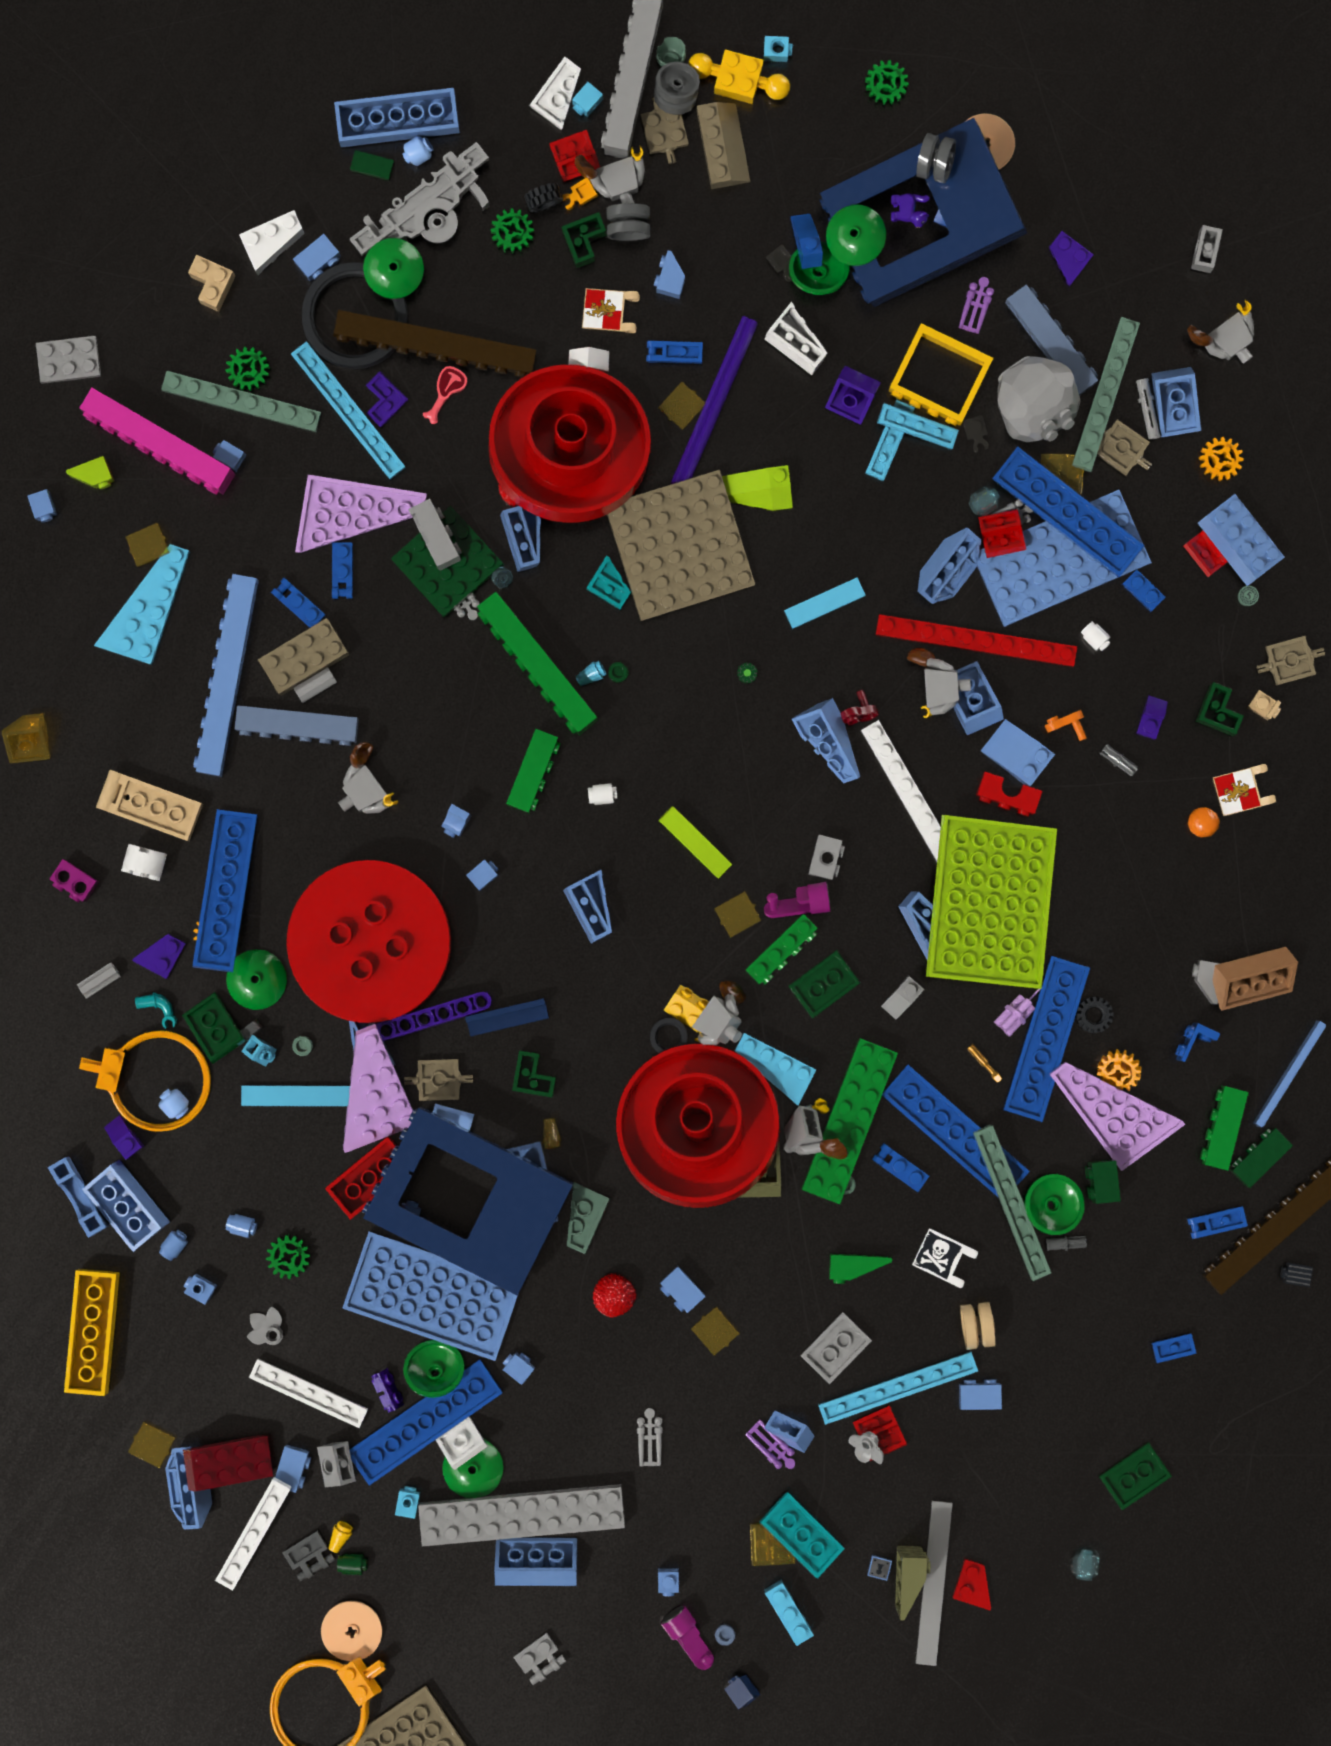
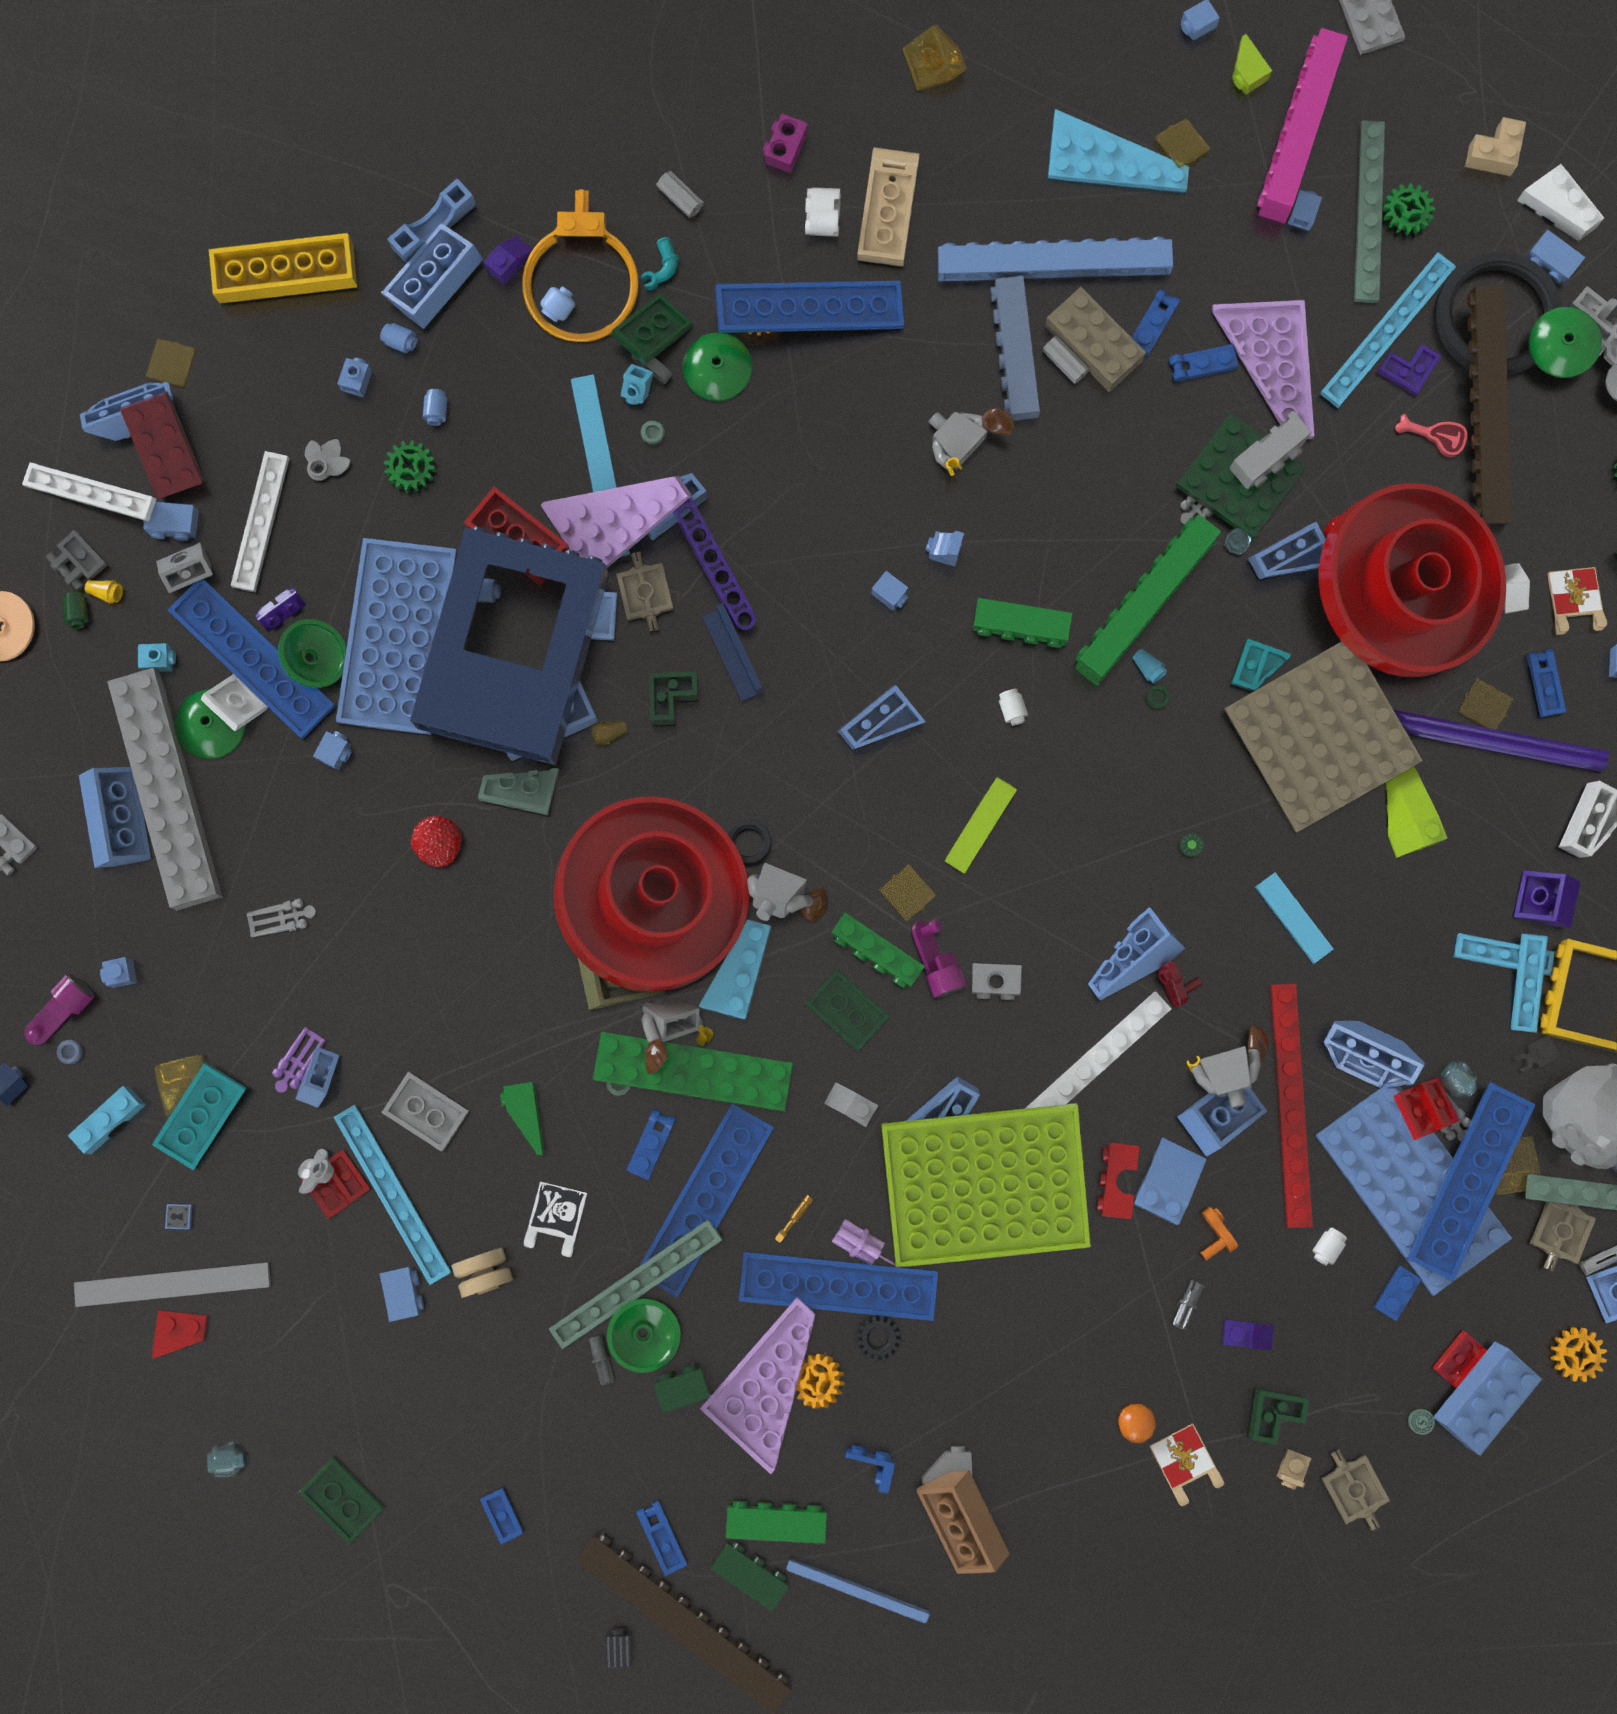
camera: 80 degrees right, 5 degrees down
(161, 955) = (721, 257): dark purple wing -> none
(368, 941) = (785, 474): red piece -> none
(681, 1289) = (458, 918): medium blue brick -> none
(686, 1006) = (789, 852): yellow bracket -> none
(715, 1331) = (418, 967): clear yellow piece -> none
(910, 1577) = (176, 1251): olive slope -> none

